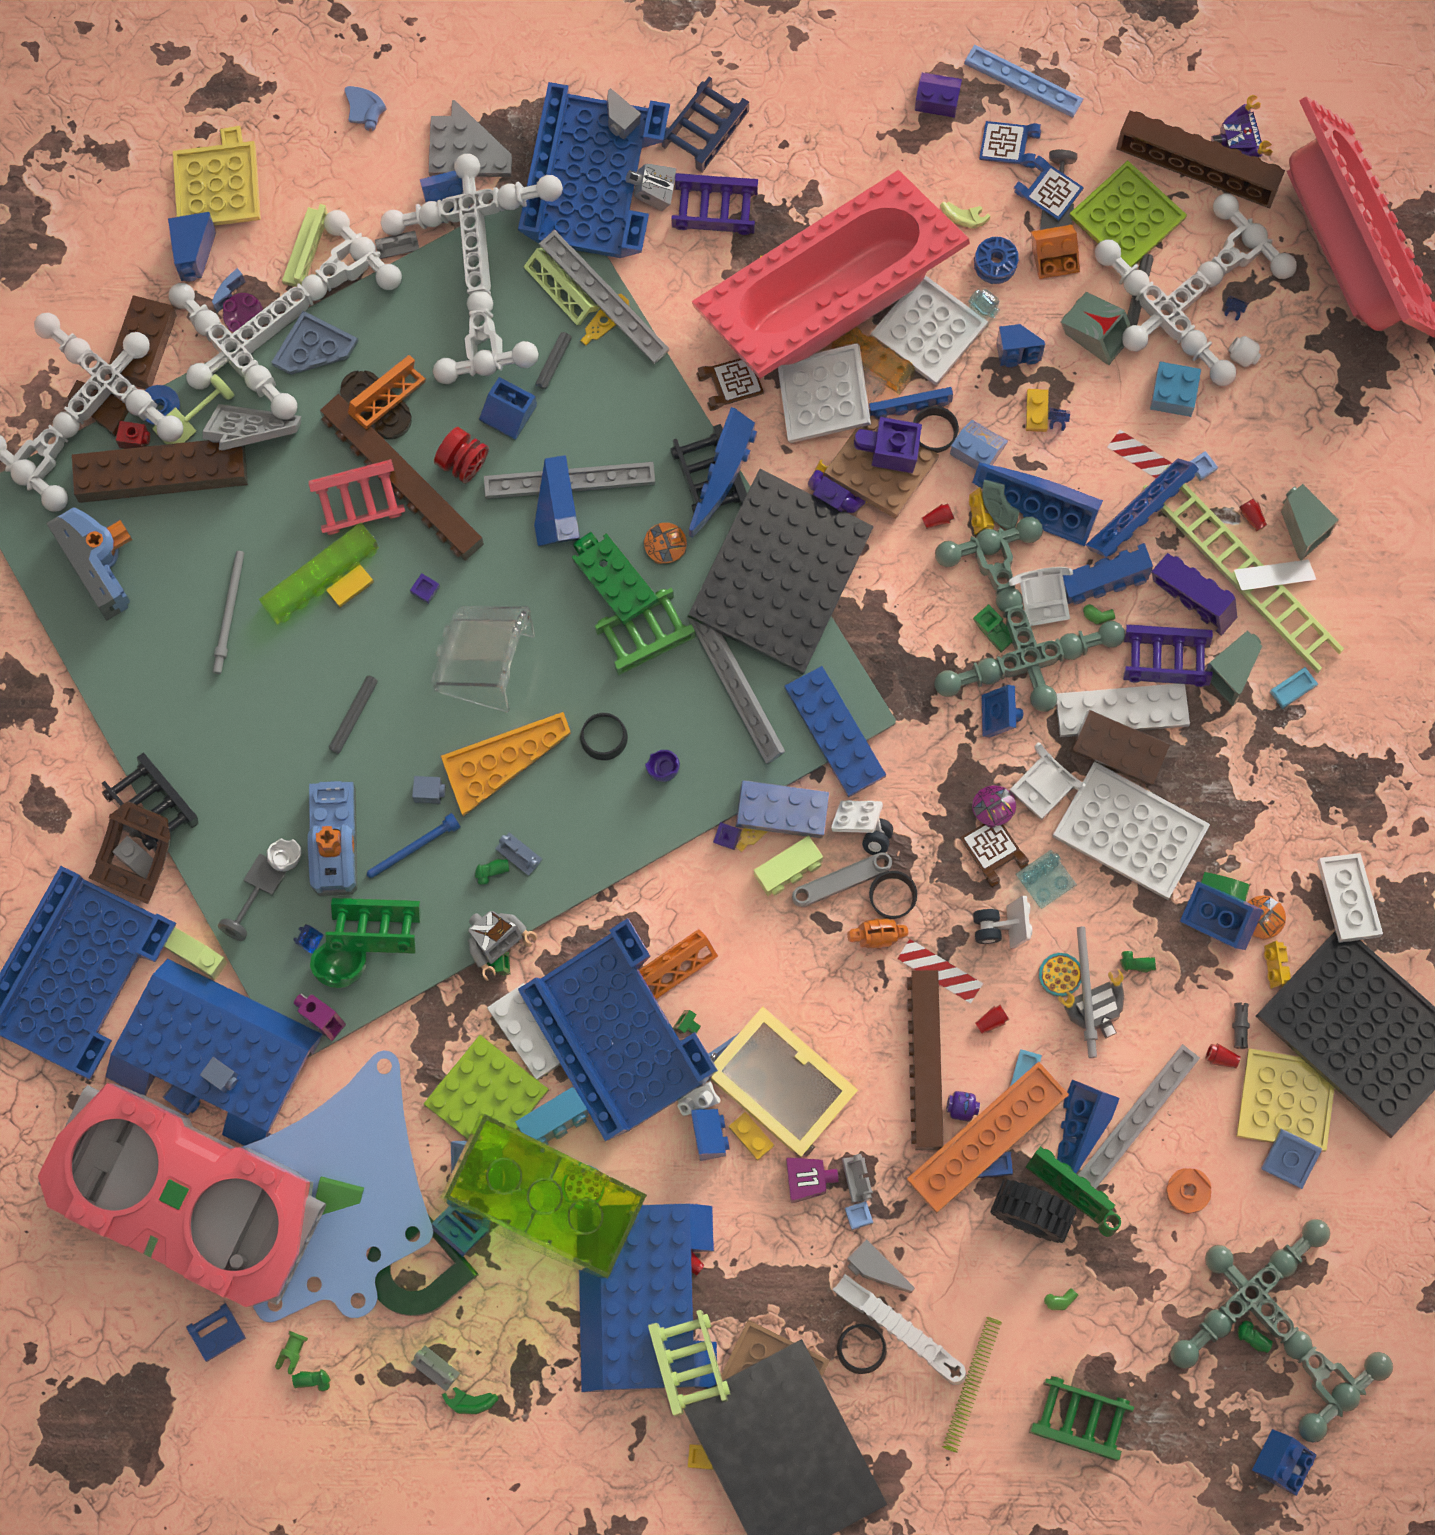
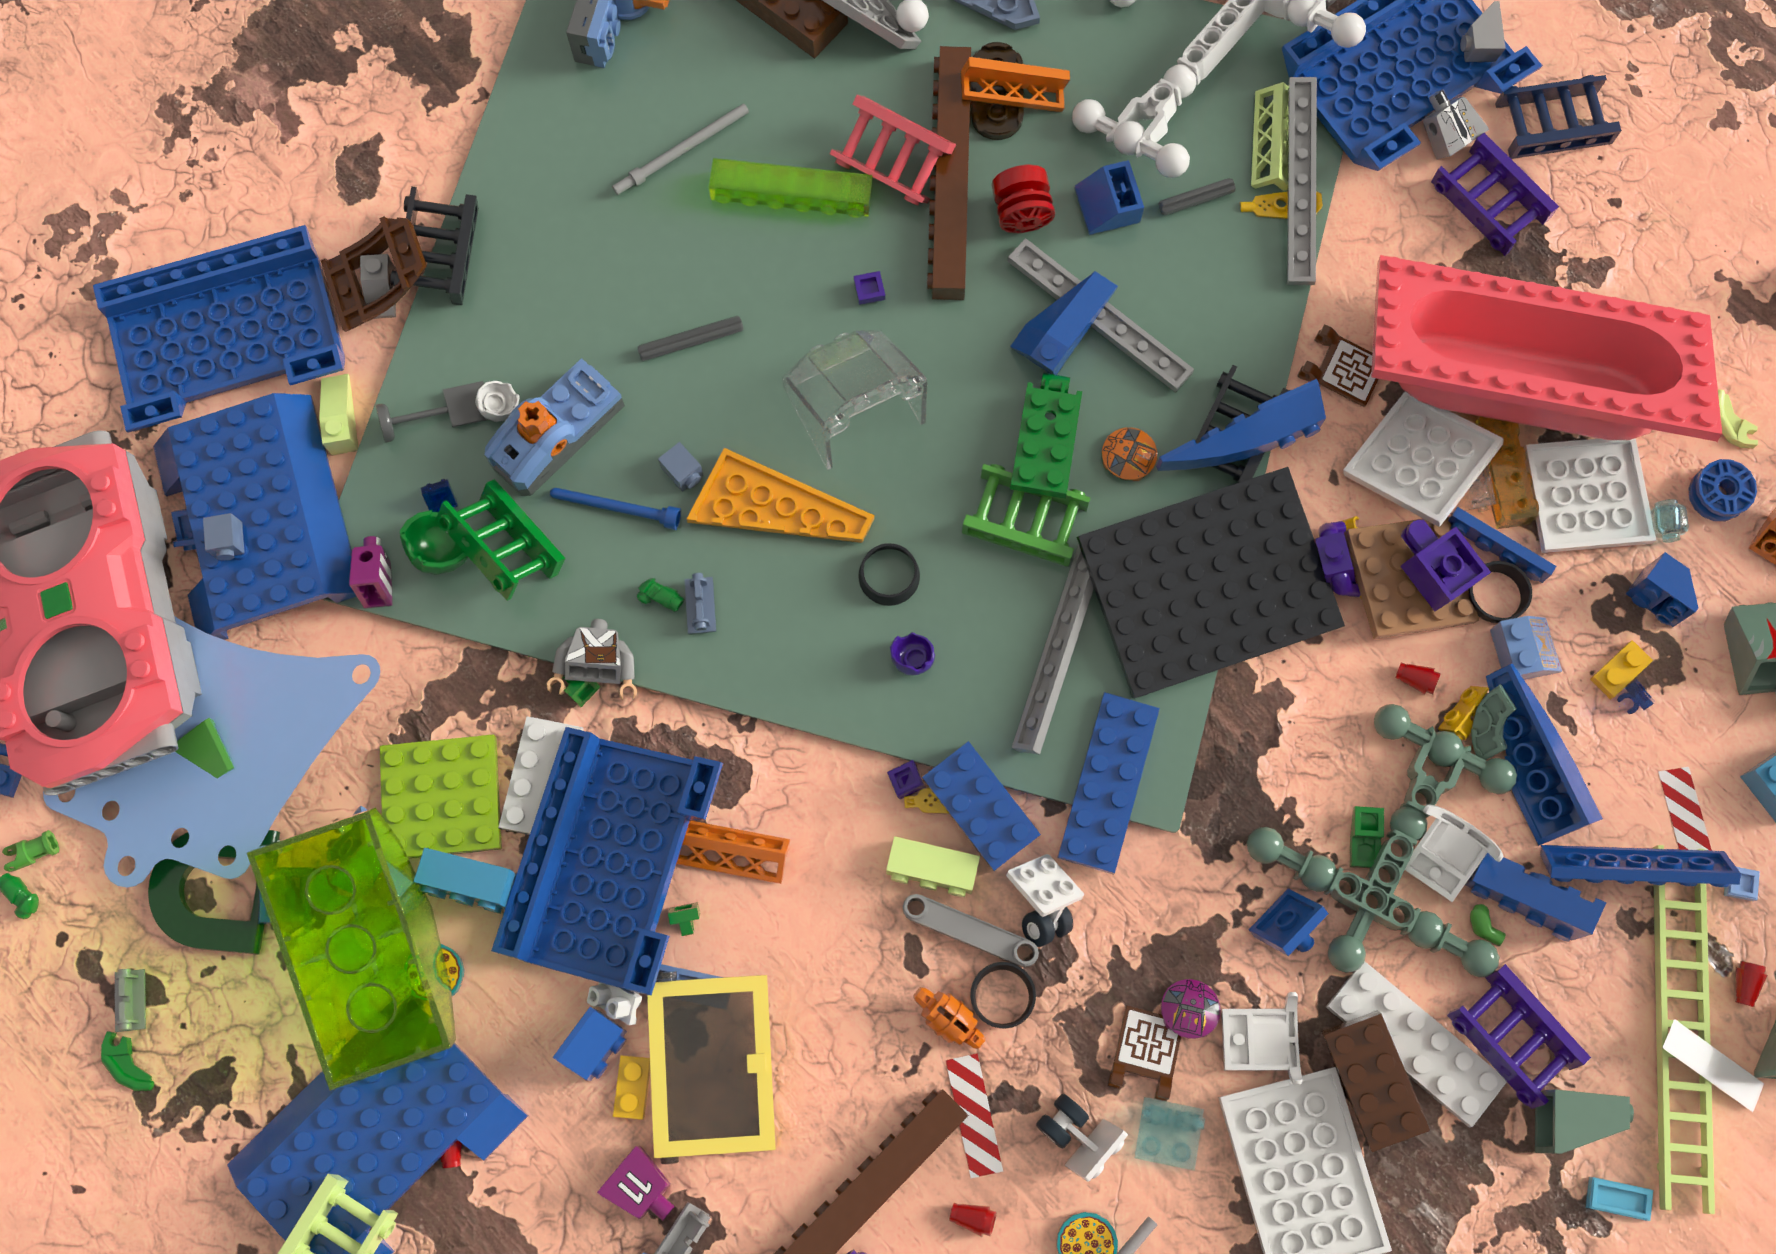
camera: 45 degrees right, 0 degrees up
(349, 585) = (807, 224): yellow tile -> none
(1196, 592) = (1611, 1003): dark purple wedge -> none

